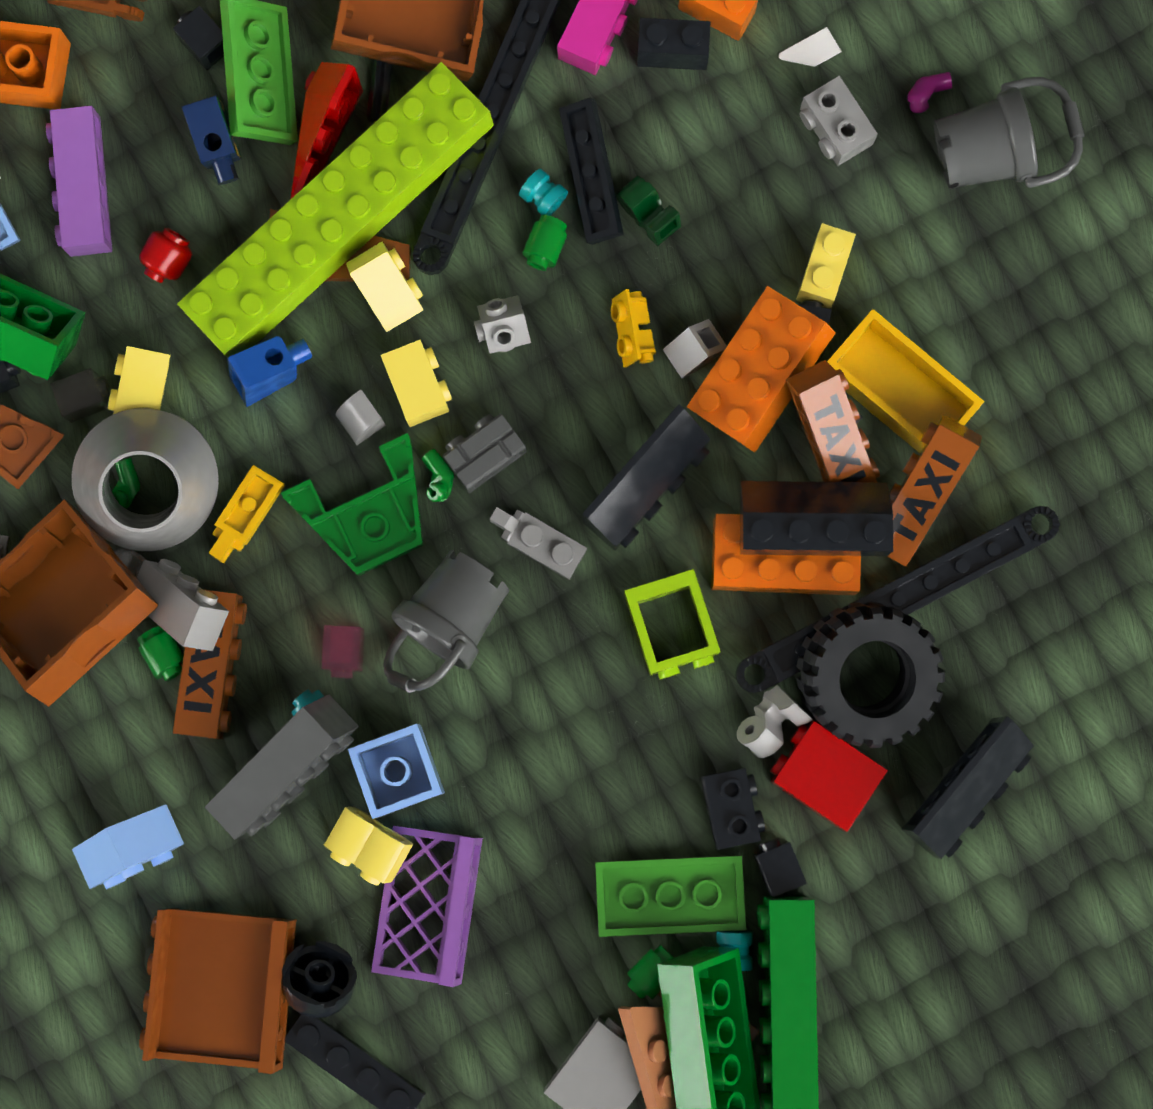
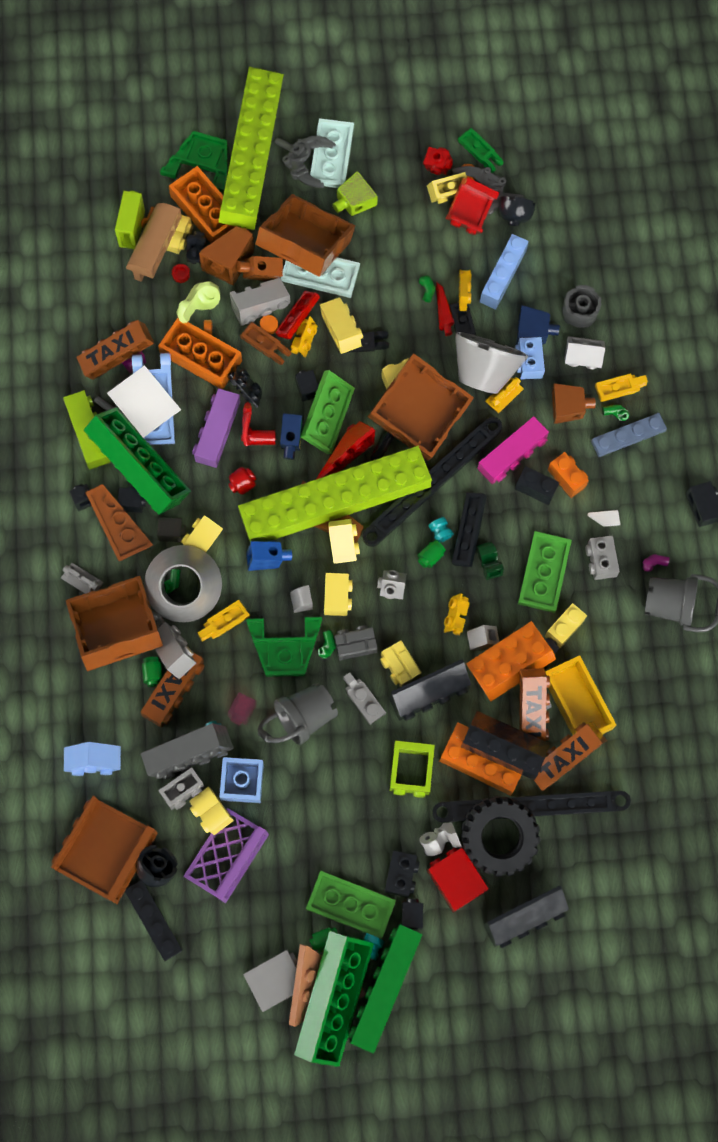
camera: 15 degrees right, 10 degrees down
(108, 89) = (249, 390): none -> black hinge
(152, 169) = (255, 437): none -> red piece
(302, 830) = (181, 789): none -> light grey brick
(575, 455) = (400, 663): none -> light yellow brick
(750, 188) = (544, 572): none -> bright green plate

